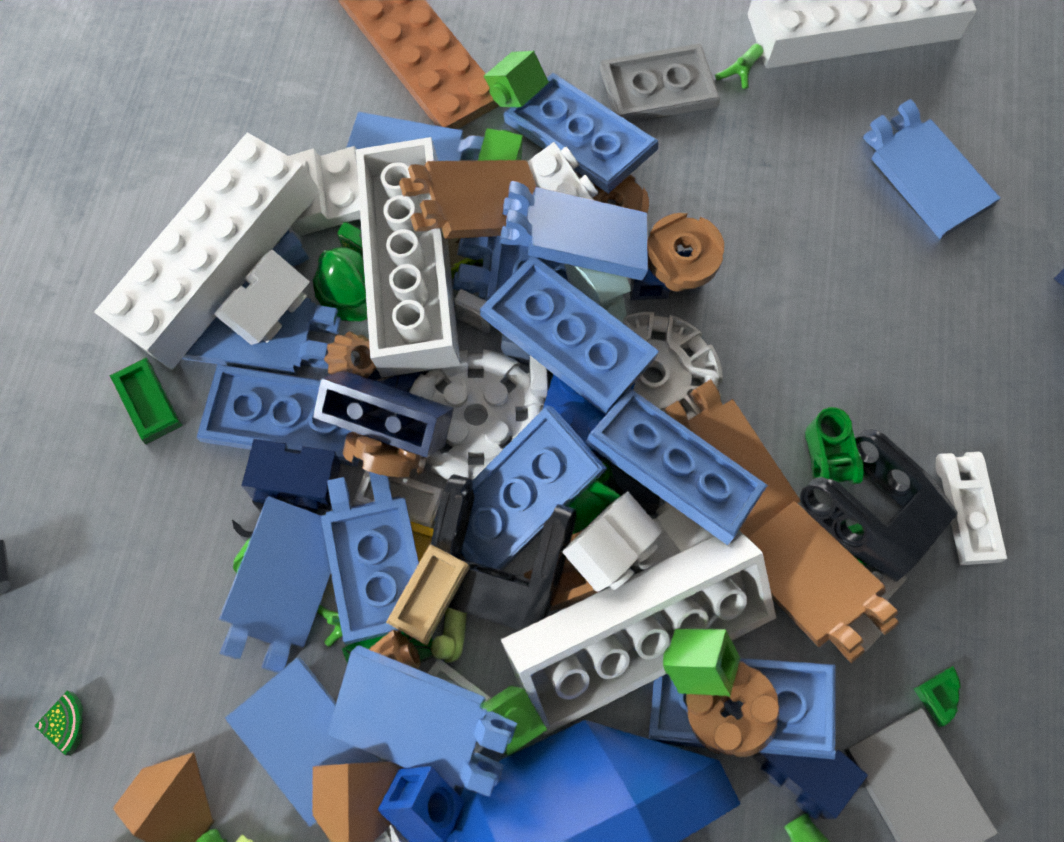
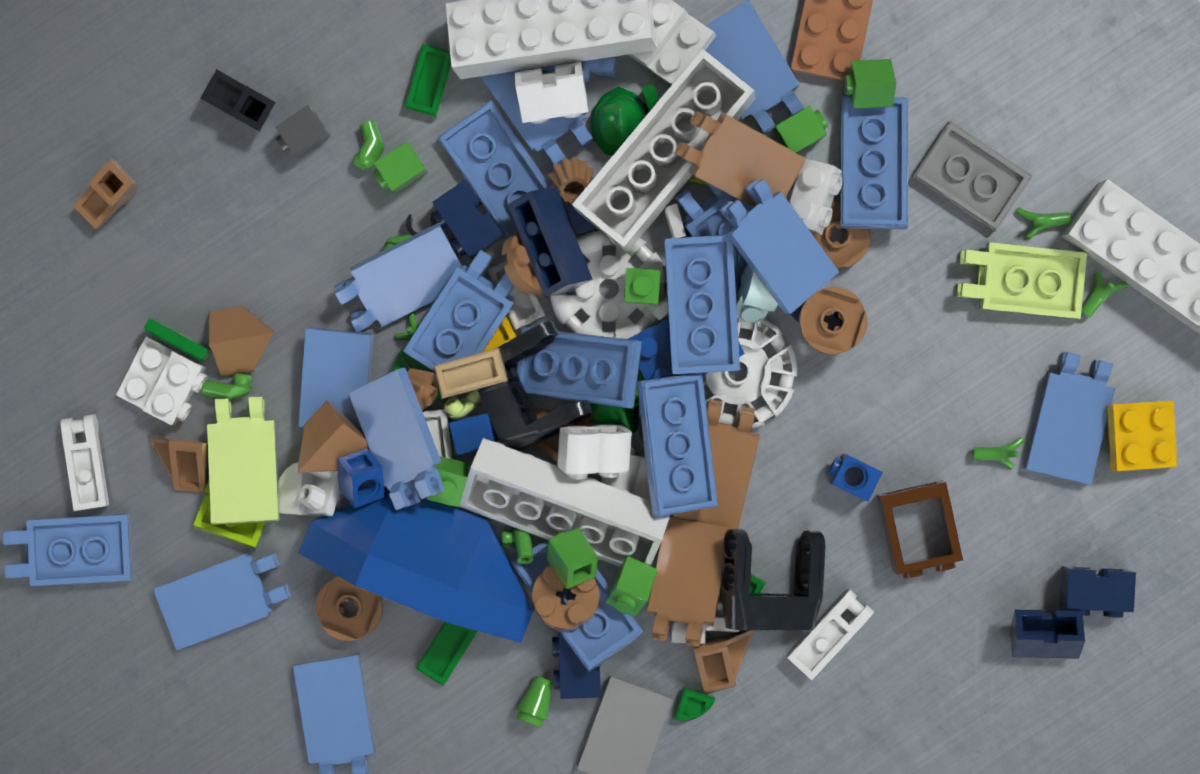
camera: 55 degrees right, 20 degrees up
(57, 547) = (301, 132): none -> dark grey brick
(63, 723) = (222, 239): green tile -> none
(143, 502) = (371, 149): none -> bright green arm
(184, 490) = (399, 168): none -> bright green brick
(484, 655) = (470, 431): none -> blue brick
(502, 373) = (641, 286): none -> bright green brick
(631, 709) = (520, 541): none -> bright green arm
(778, 635) = (631, 586): none -> bright green brick
(779, 112) = (1026, 280): none -> yellowish green tile
(834, 456) = (787, 525): green piece -> none
(840, 76) = (1100, 294): none -> bright green bar
(847, 351) = (867, 483): none -> blue brick
(912, 242) = (999, 453): none -> bright green bar
(917, 375) = (911, 495): none -> reddish brown window
(920, 633) = (721, 659): none -> medium nougat slope
(988, 131) = (1142, 435): none -> yellow plate

